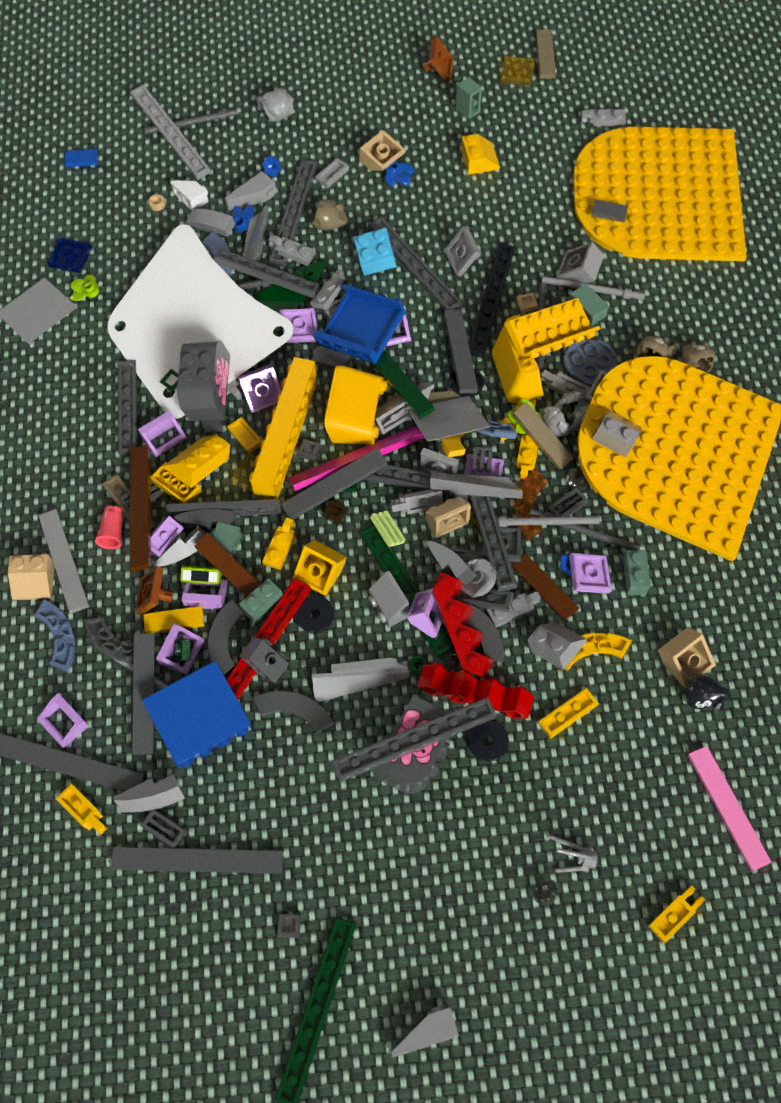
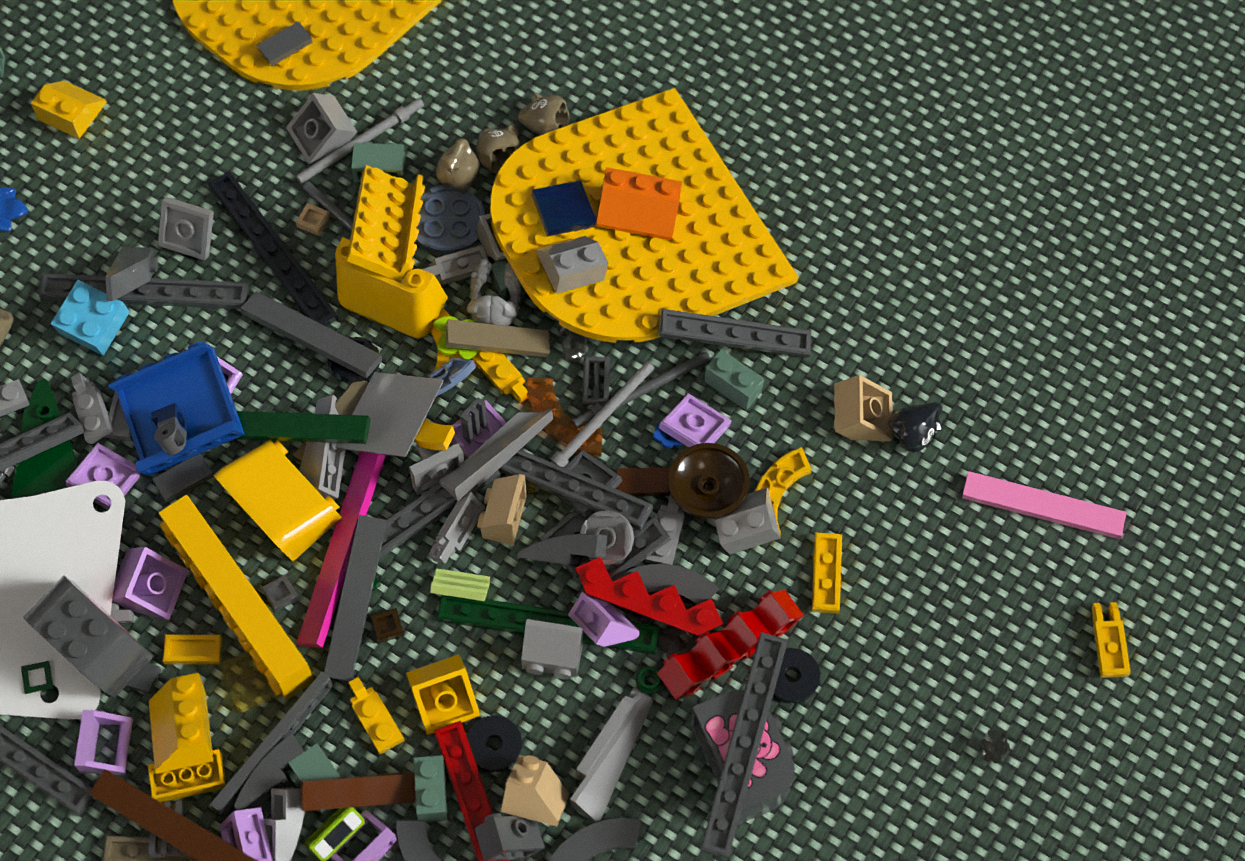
camera: 55 degrees left, 0 degrees up
(300, 652) = (534, 792): none -> tan slope
(343, 328) = (171, 428): none -> dark grey leg
(413, 245) = (130, 270): none -> dark grey slope
(561, 593) = (708, 466): none -> dark brown dish
(585, 856) = (989, 680): light grey plant -> none
(623, 340) = (458, 166): none -> dark tan piece
(647, 404) = (564, 208): none -> clear blue tile
(664, 550) = (734, 333): none -> dark grey tile
(689, 438) = (638, 203): none -> orange slope

